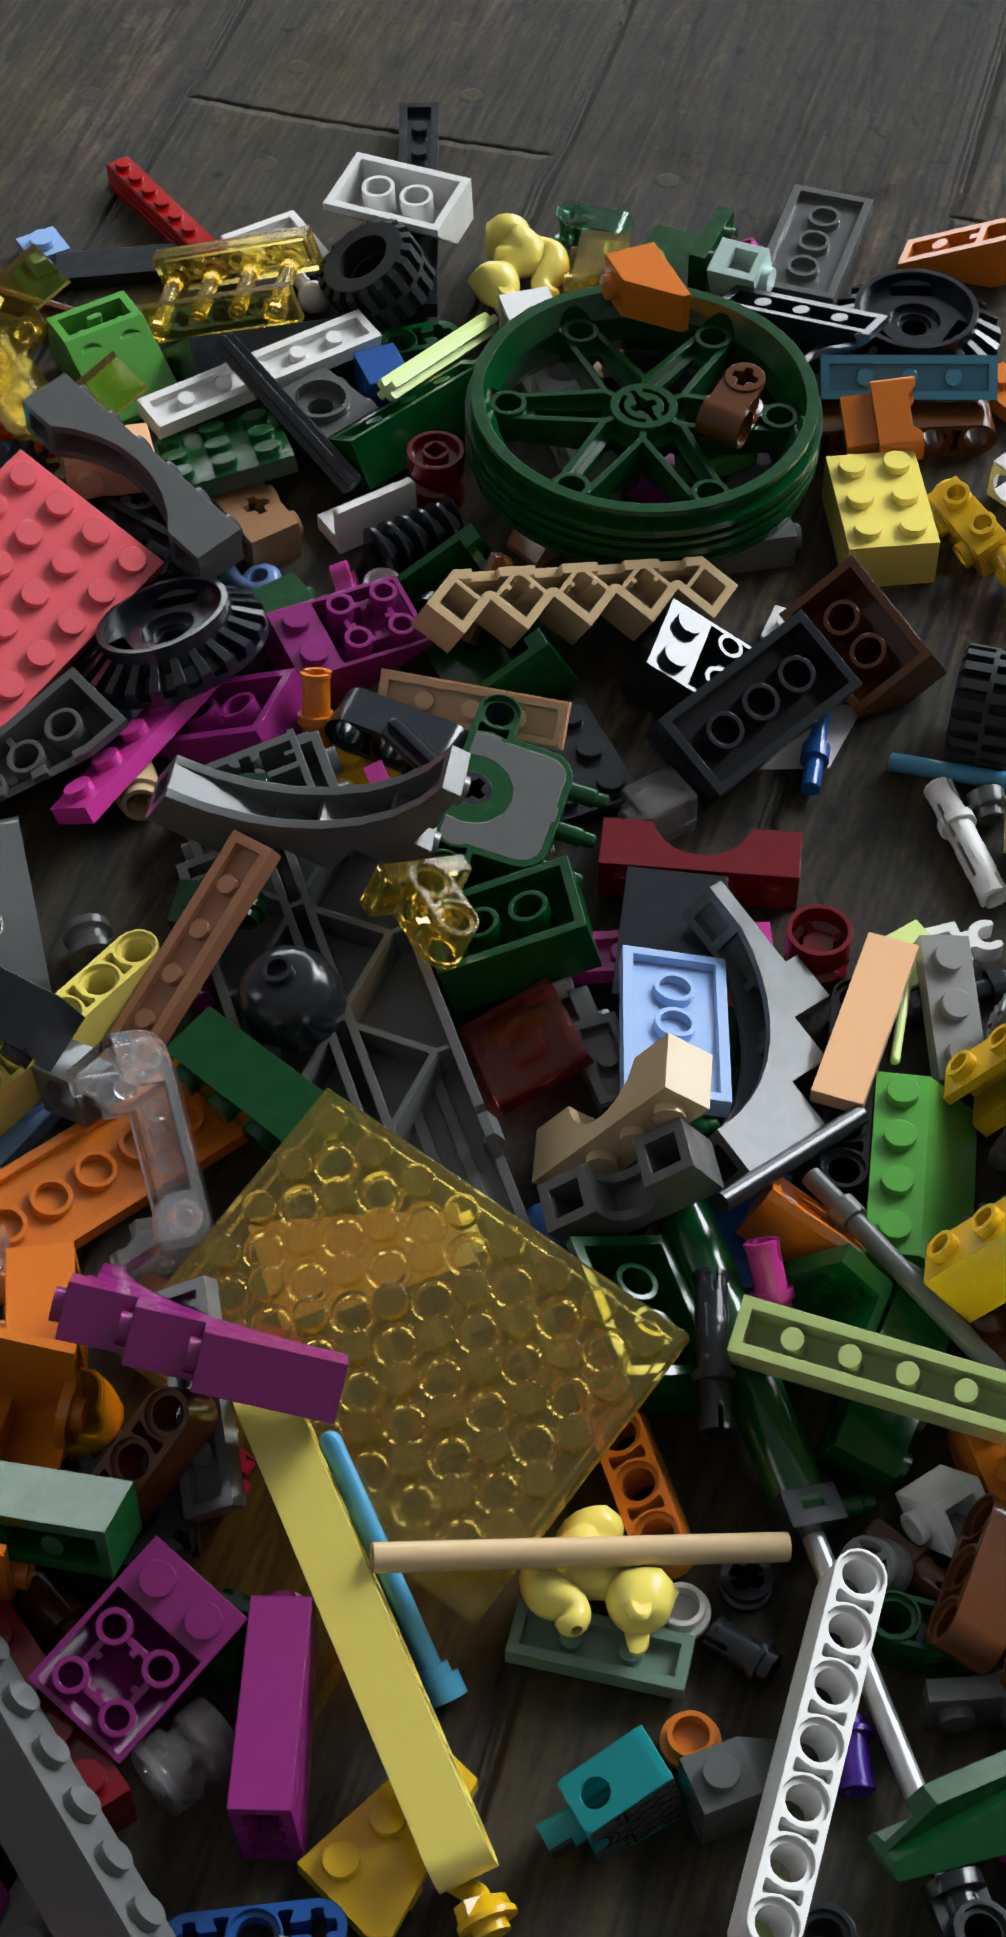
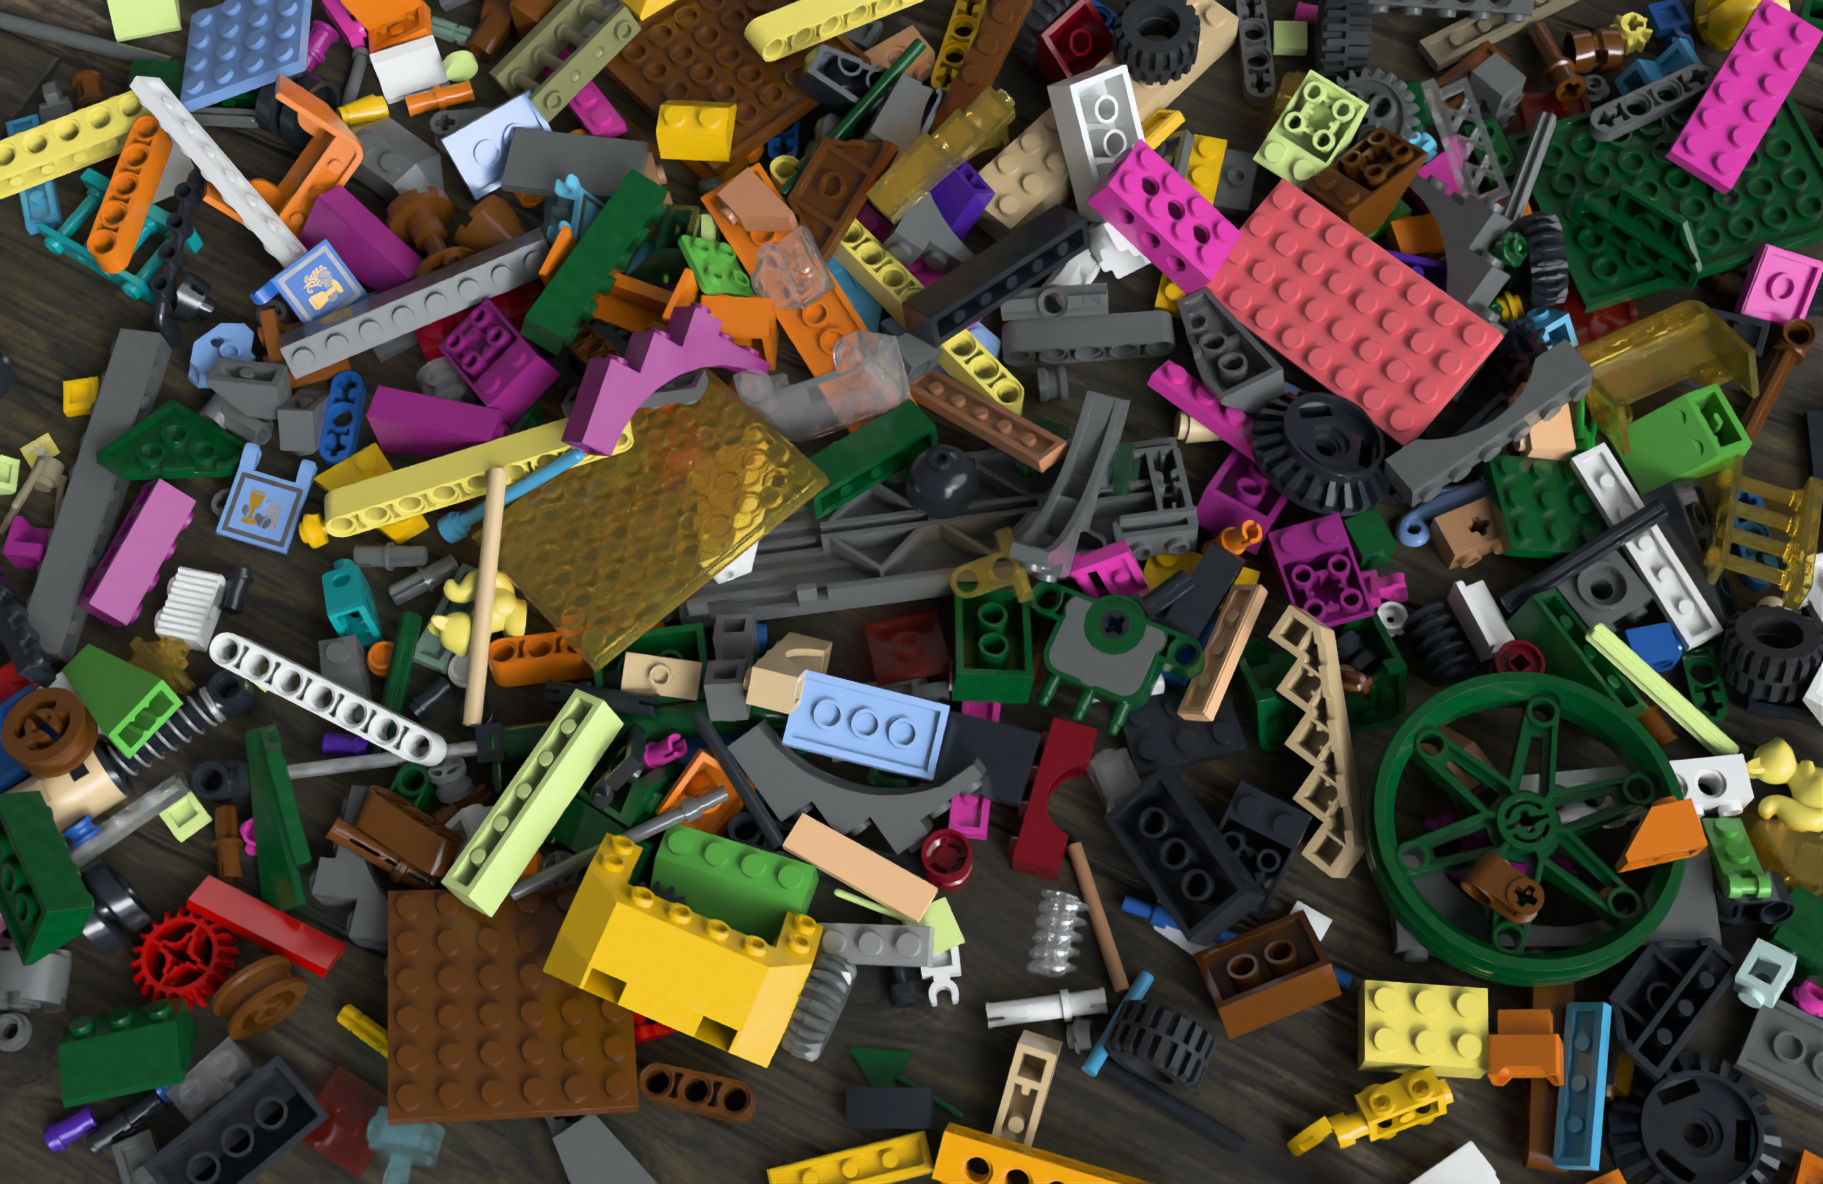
camera: 105 degrees right, 15 degrees up
(509, 1778) = (390, 556): none -> dark grey axle
(541, 1712) = (423, 580): none -> dark grey axle
(661, 1275) = (661, 675): none -> tan plate
(705, 1694) = (400, 669): none -> dark green axle
(820, 1279) = (621, 765): none -> black plate
(854, 805) = (1098, 918): none -> medium nougat bar
(876, 833) = (1056, 934): none -> clear piece

